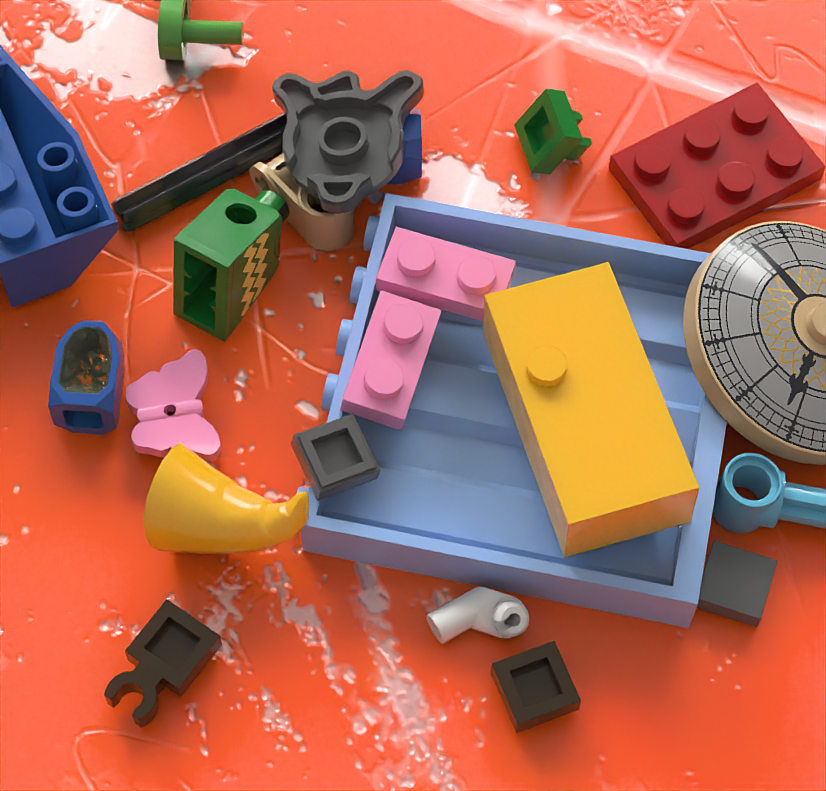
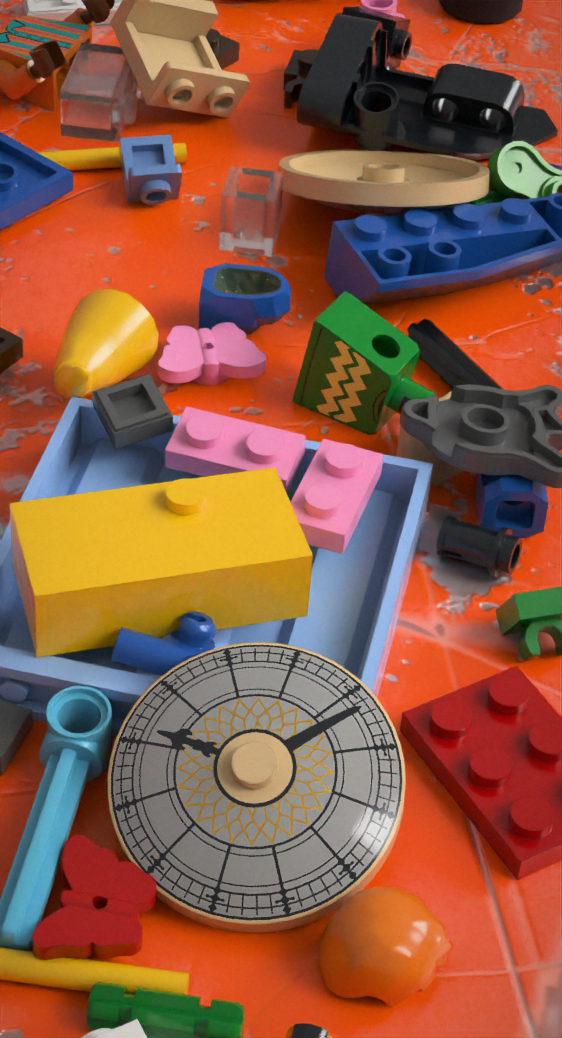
camera: 90 degrees right, 20 degrees down
(463, 164) = (479, 546): none -> black pin
(682, 403) = (164, 653): none -> blue arm

